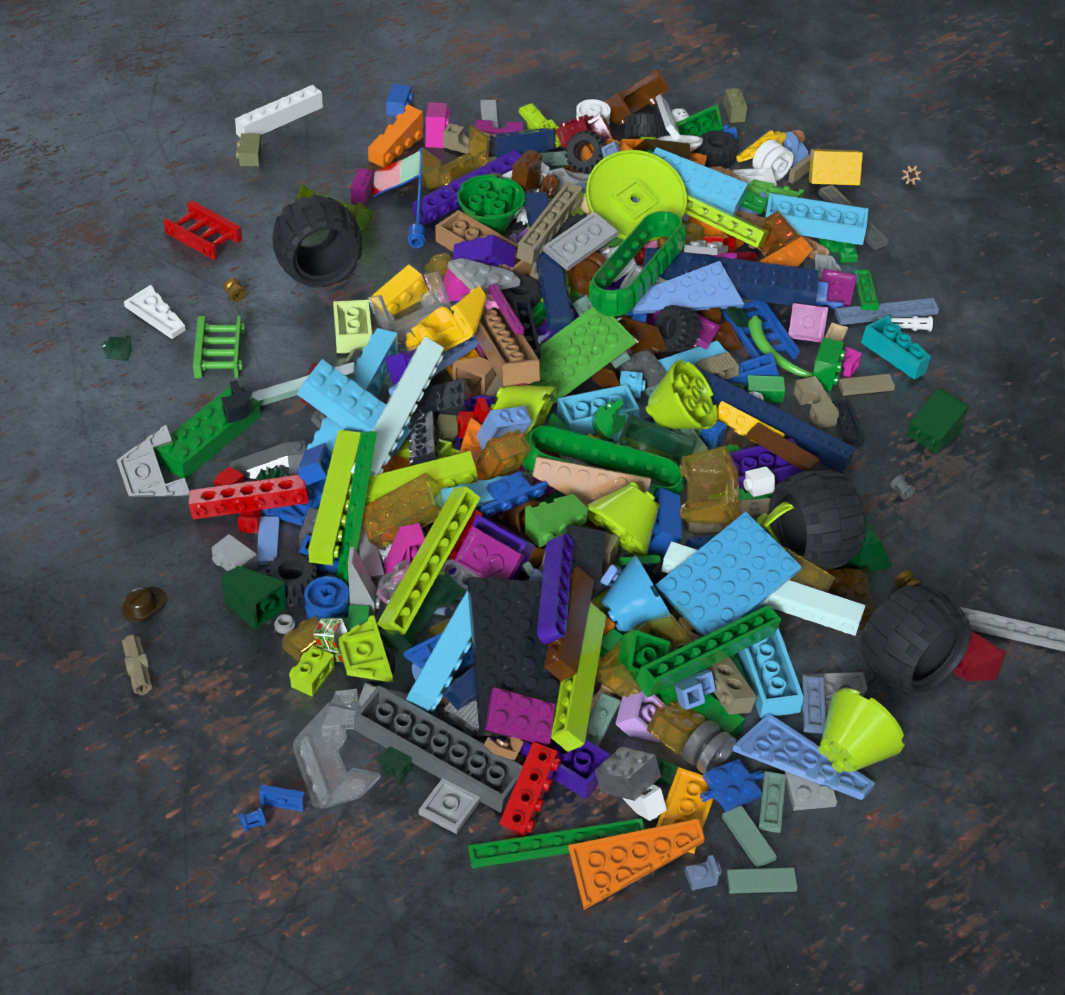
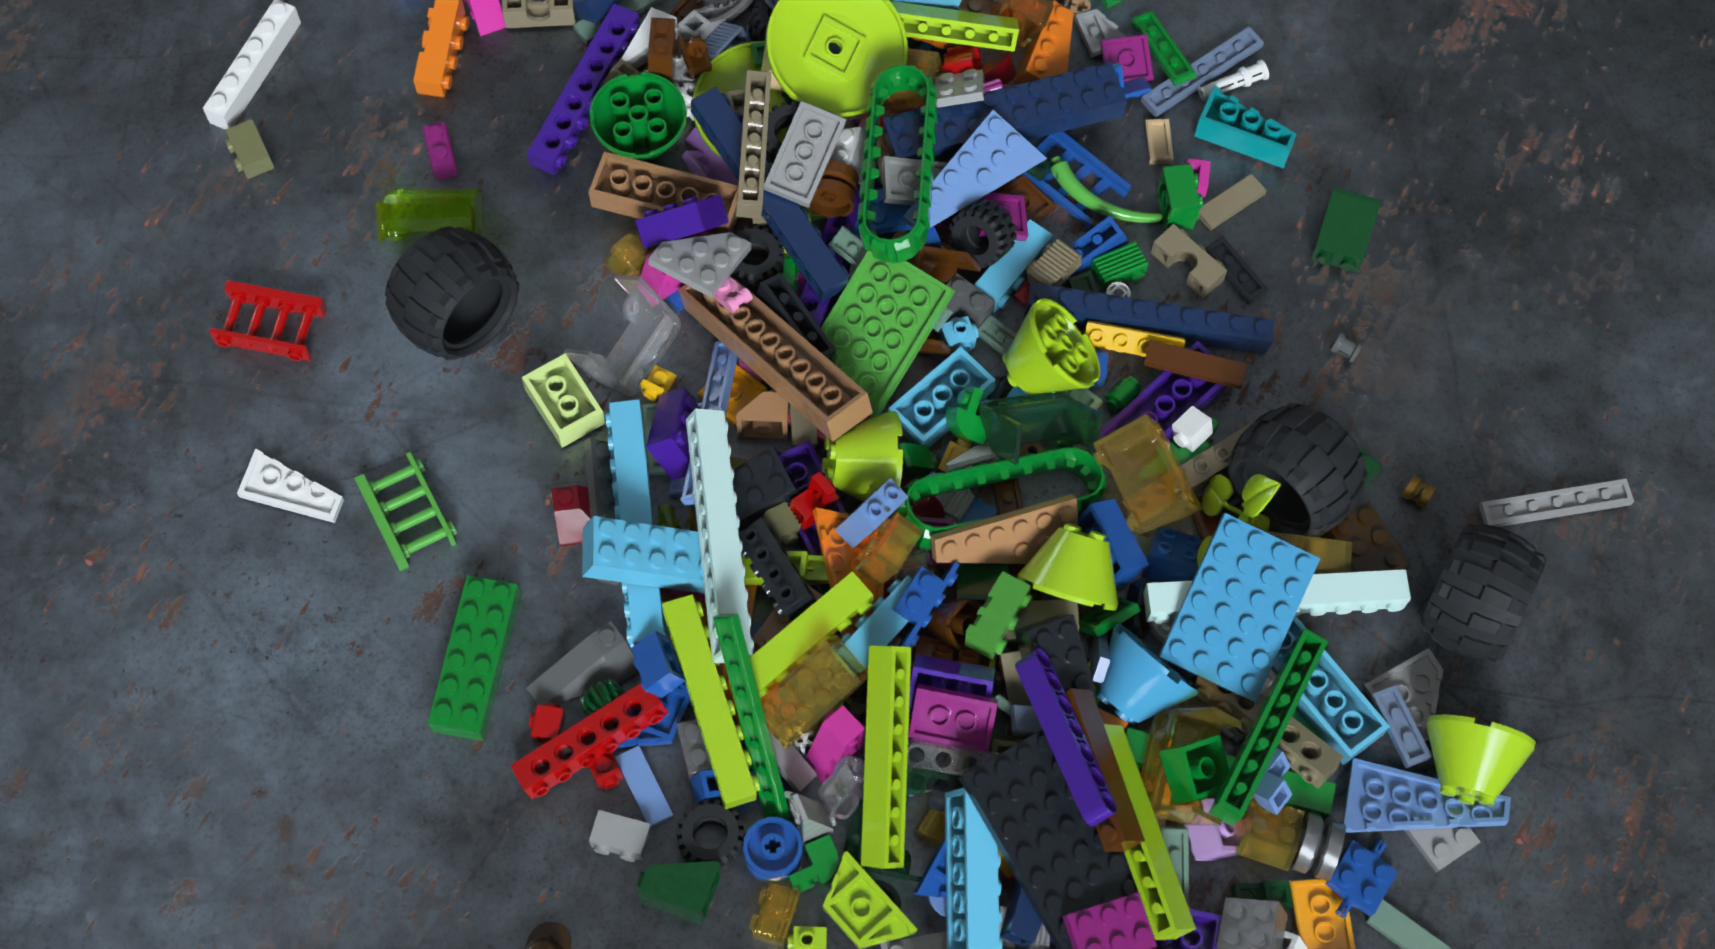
camera: 25 degrees left, 20 degrees up
(117, 348) = (279, 579): clear green brick -> none
(142, 471) = (431, 763): light grey wing -> none
(234, 289) = (369, 403): pearl gold wheel -> none
(238, 404) = (504, 611): black brick -> none
(284, 624) = (736, 895): light grey plate -> none
(290, 388) = (559, 532): tile -> none
(327, 636) = (809, 907): piece -> none
(400, 174) = (477, 108): flag -> none
(403, 290) = (593, 315): yellow wedge -> none
(437, 176) = (555, 62): clear yellow windscreen -> none
(455, 328) = (700, 354): yellow windscreen -> none
(506, 309) = (768, 311): magenta axle -> none
(772, 802) = (1410, 874): sand green tile -> none
(807, 322) = (1122, 138): bracket -> none
(981, 660) = (1557, 571): dark red slope -> none

